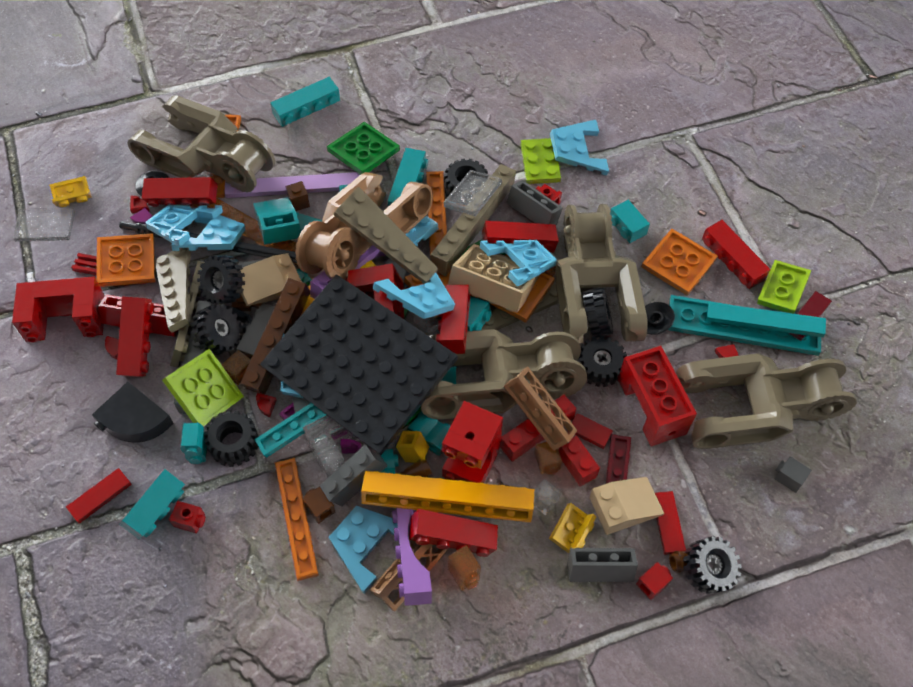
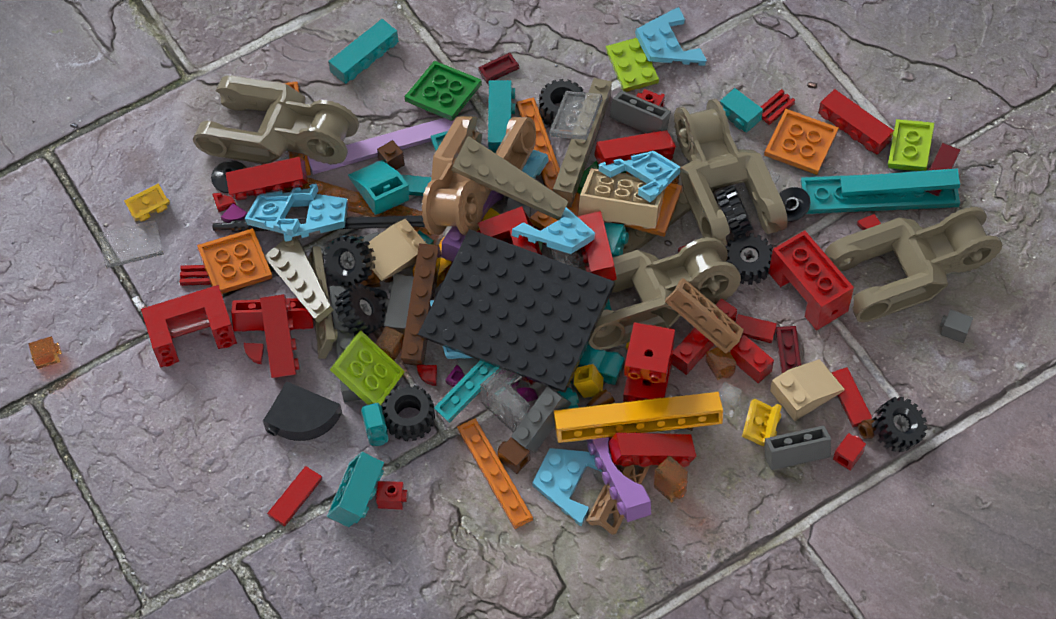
camera: 10 degrees left, 0 degrees up
(420, 139) = (498, 68): none -> dark red tile
(660, 222) = (790, 102): none -> red tile

